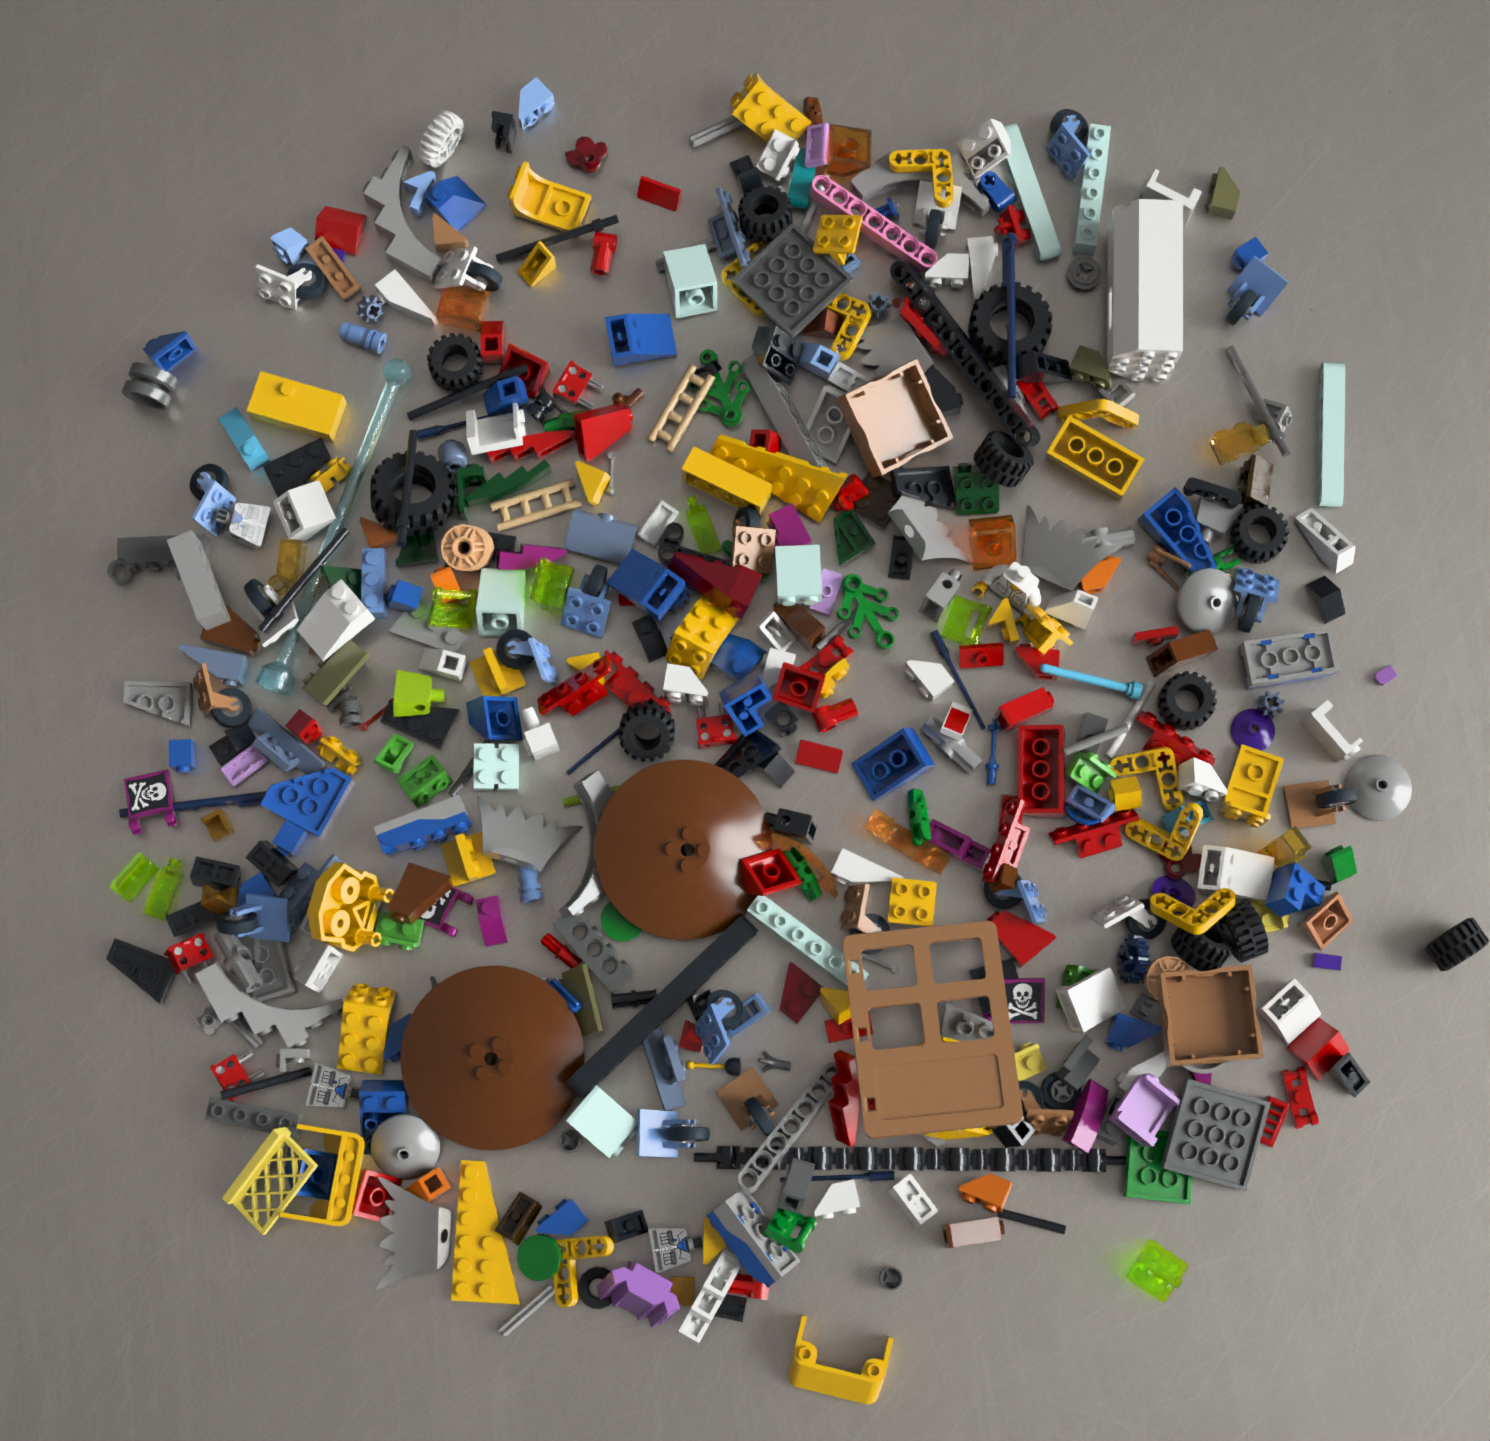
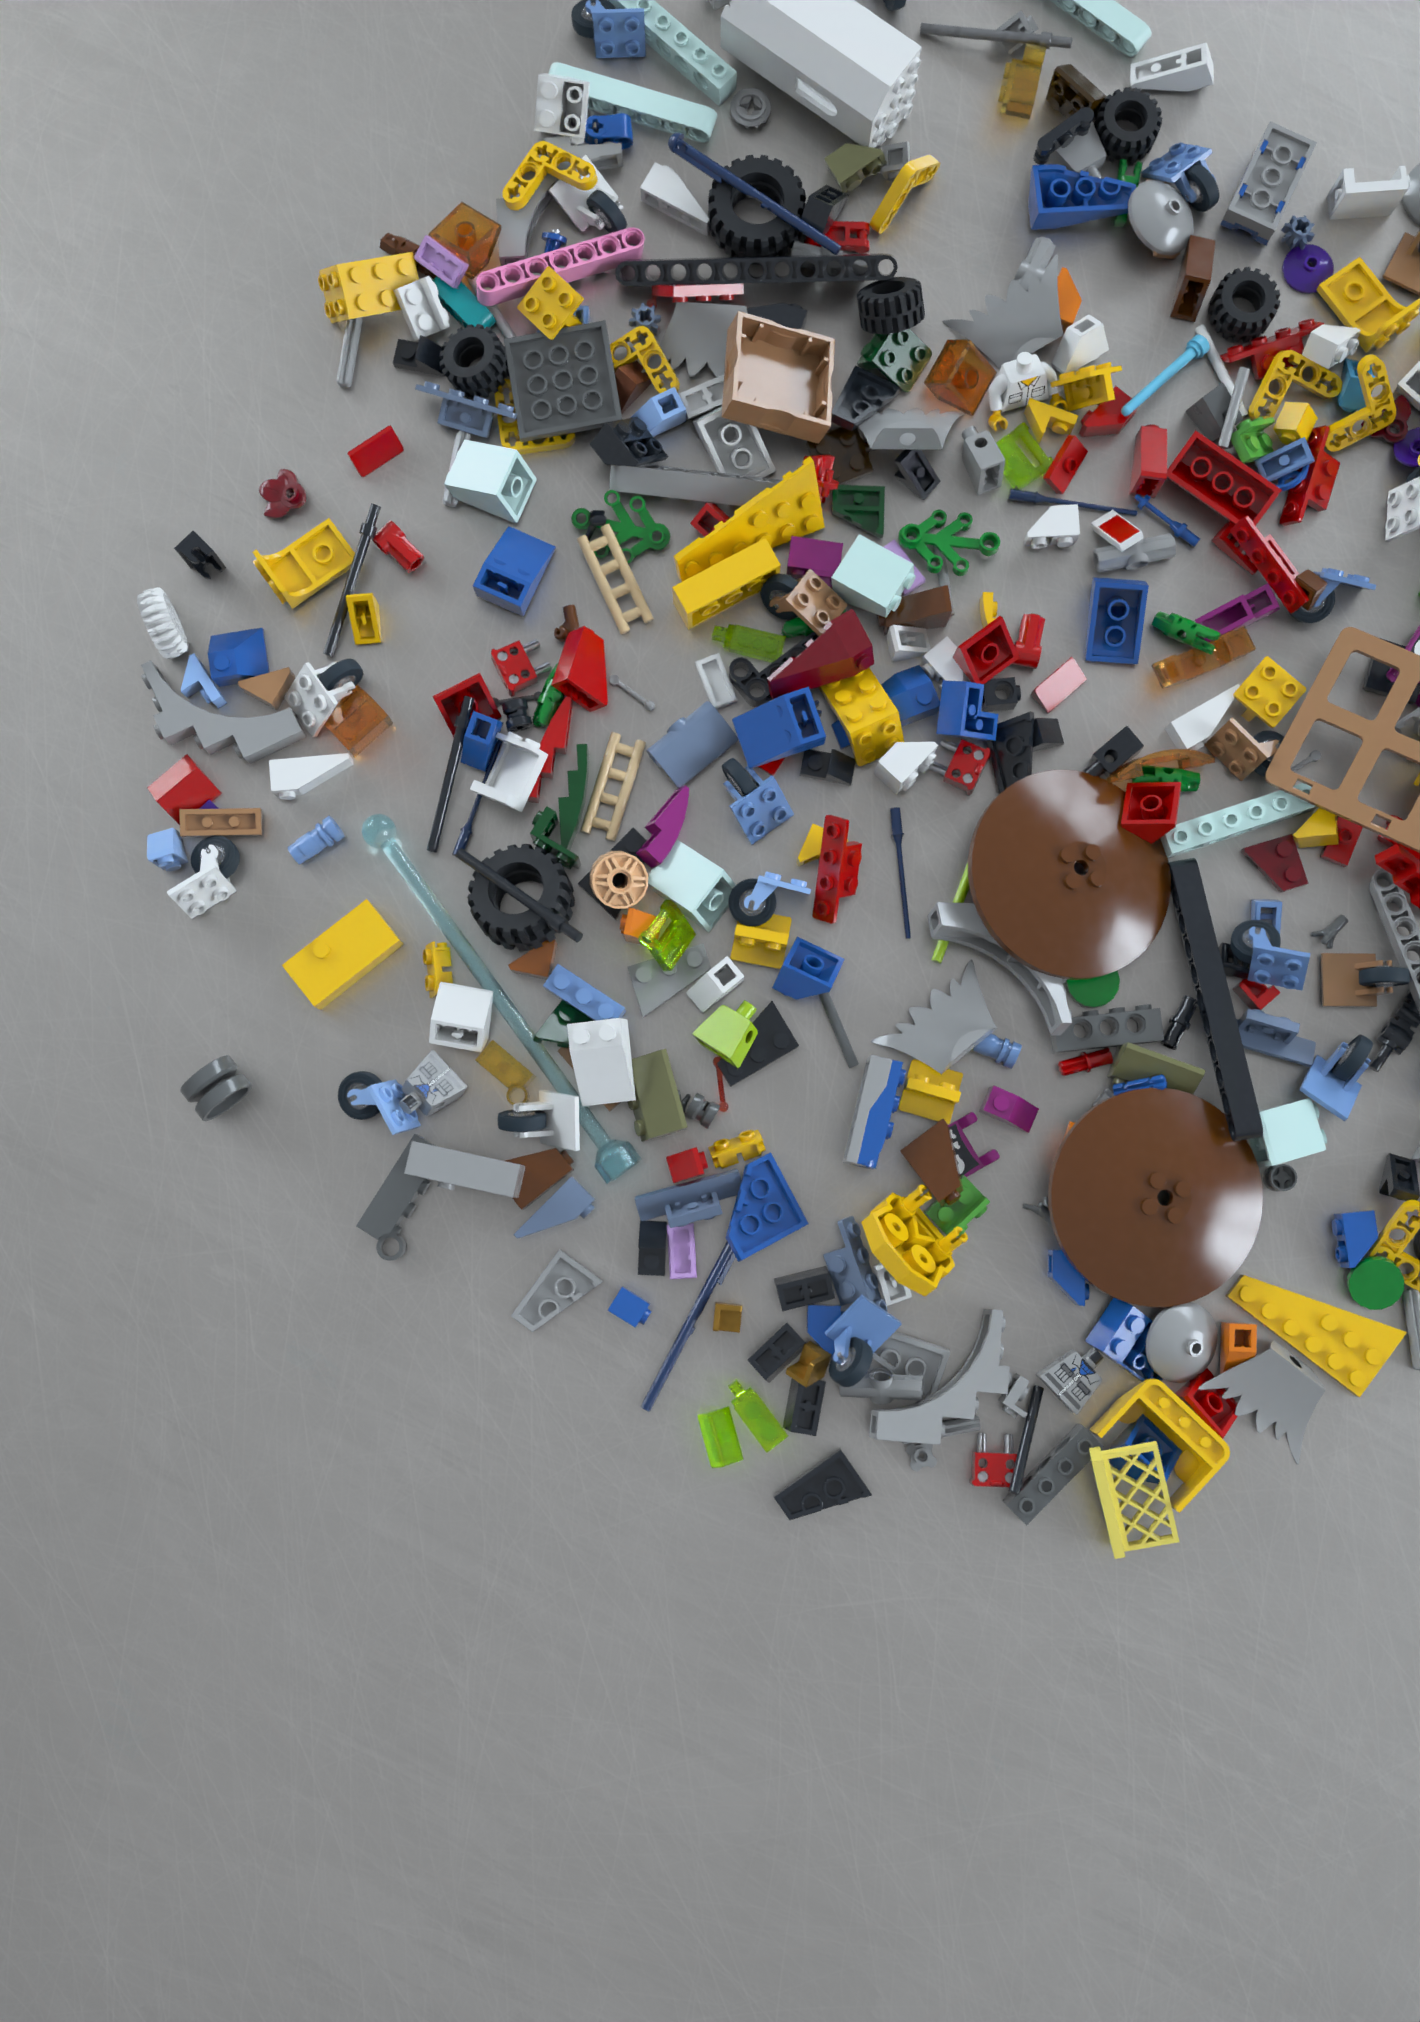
camera: 55 degrees left, 5 degrees up
(149, 796) = (648, 1368): flag -> none
(169, 349) = (189, 1044): blue slope -> none
(189, 954) = (843, 1429): red piece -> none
(228, 706) = (611, 1228): plate -> none
(244, 439) = (338, 1030): medium azure slope -> none
(276, 613) = (550, 1114): black bar -> none
(289, 838) = (791, 1255): blue brick -> none
(296, 466) = (405, 998): black wing -> none
(317, 965) = (943, 1313): white slope -> none
(365, 1028) = (1036, 1302): yellow bracket -> none
(369, 308) = (290, 813): sand blue gear -> none
(394, 753) = (775, 1093): bright green slope -> none
(404, 596) = (622, 976): blue slope -> none
(418, 550) = (586, 924): dark green wing -> none
(424, 781) = (822, 1081): bright green bracket -> none
(451, 346) = (401, 747): black tyre -> none
(452, 454) = (505, 832): sand blue head -> none
(492, 341) = (414, 715): red slope -> none
(496, 767) = (860, 1003): light aqua piece -> none
(518, 1218) = (1321, 1278): dark brown slope -> none
(534, 100) = (187, 506): light blue slope -> none
(539, 738) = (861, 940): white brick -> none
(551, 584) = (713, 822): clear neon green bracket -> none
(593, 481) = (629, 713): yellow slope -> none
(628, 687) = (871, 818): red bracket -> none
(641, 747) = (944, 834): black tyre -> none
(731, 1066) = (1313, 973): hinge -> none
(825, 659) = (967, 614): red plate -> none
(949, 270) = (660, 227): white slope -> none
(1010, 222) = (653, 140): red hips -> none
(1019, 937) = (1372, 613): red slope -> none
(1094, 457) = (945, 223): yellow brick -> none
(1155, 636) = (1159, 292): red plate -> none
(1158, 555) = (1081, 232): medium nougat plant -> none
(1326, 598) = (1228, 110): black slope -> none
(1385, 675) = (1338, 112): medium lavender piece -> none

